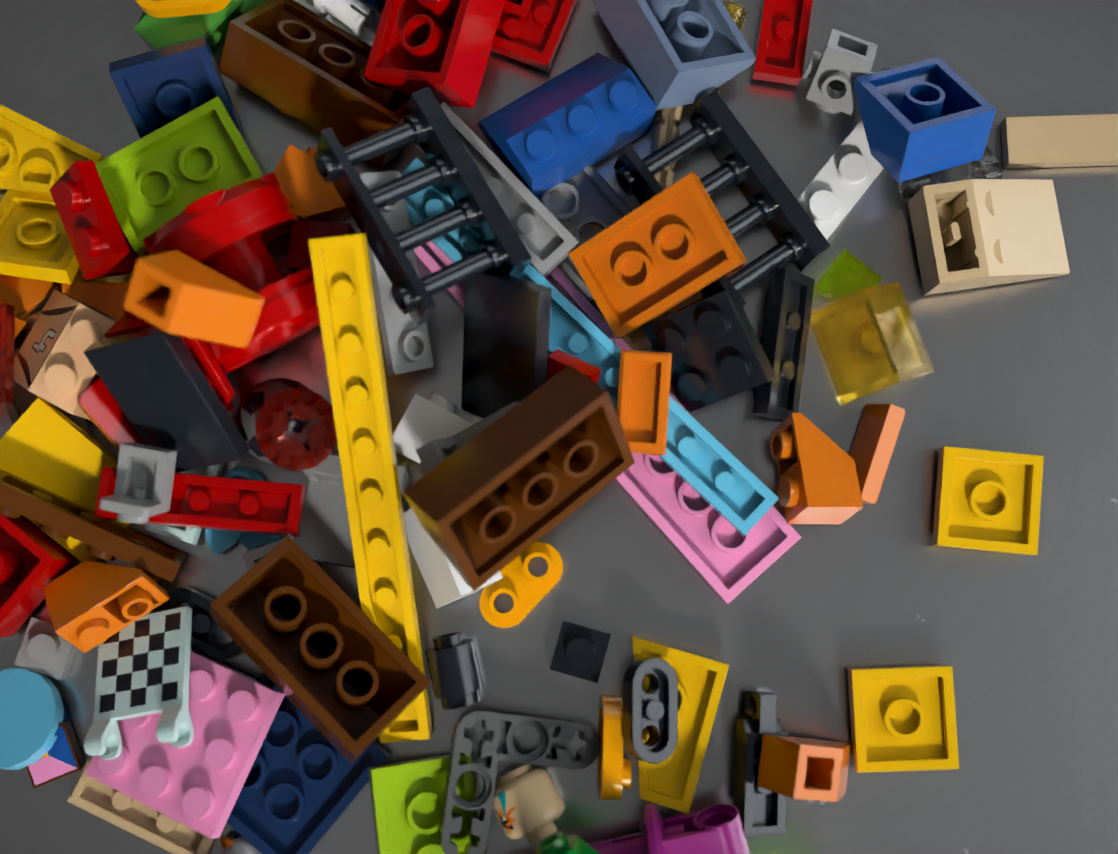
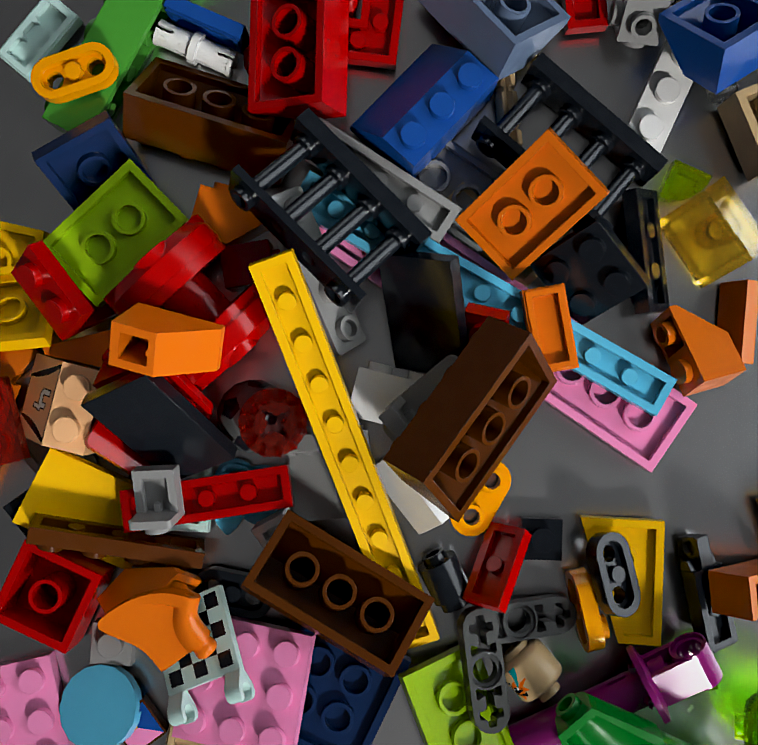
camera: 20 degrees left, 5 degrees up
(106, 632) = (161, 625): none -> orange arm
(517, 668) = (497, 567): none -> red plate

